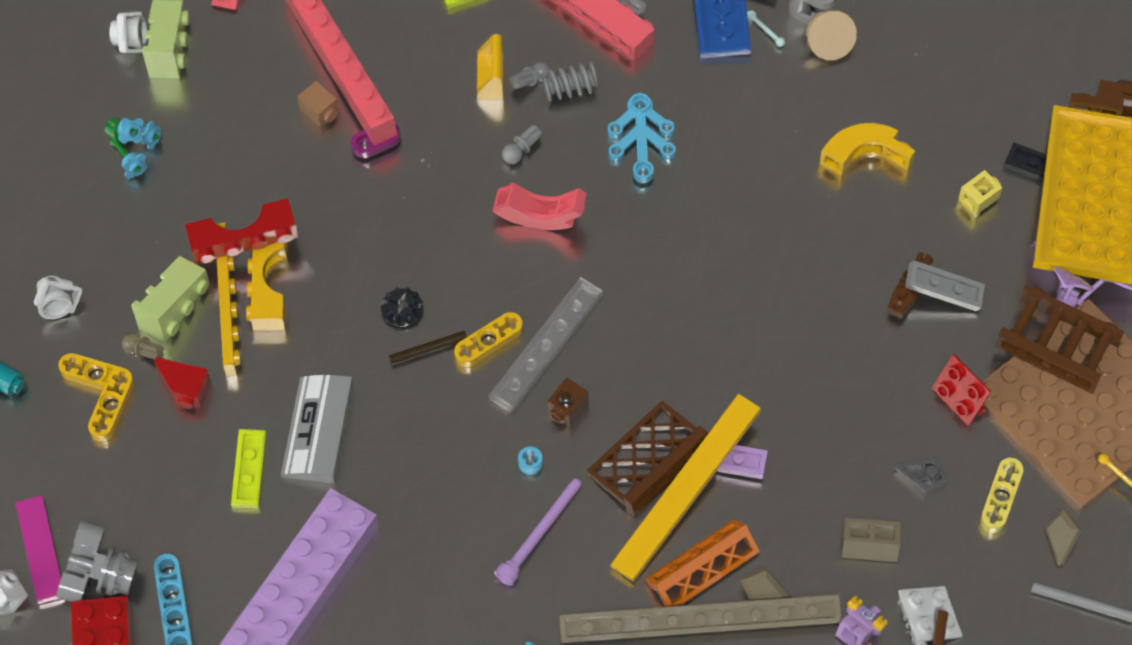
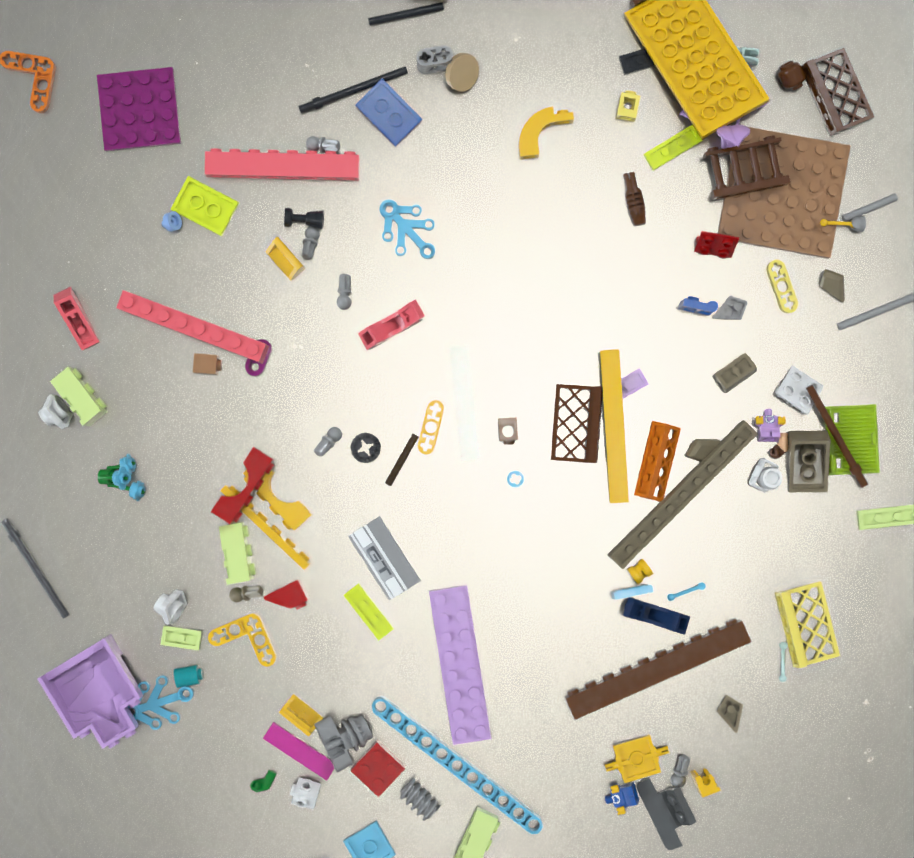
camera: 45 degrees left, 25 degrees up
(35, 336) = (181, 637): none -> yellowish green plate
(75, 505) = (300, 714): none -> yellow hinge
(381, 269) = (333, 435): none -> light grey axle
(508, 571) = (559, 550): lavender piece -> none
(551, 54) = (312, 218): none -> black piece
(569, 81) = (337, 228): light grey piece -> none
(752, 17) = (401, 93): light aqua hinge -> none
(881, 430) = (693, 305): none -> plate
(945, 285) = (656, 185): light grey plate -> none
(996, 269) = (672, 147): none -> neon yellow tile

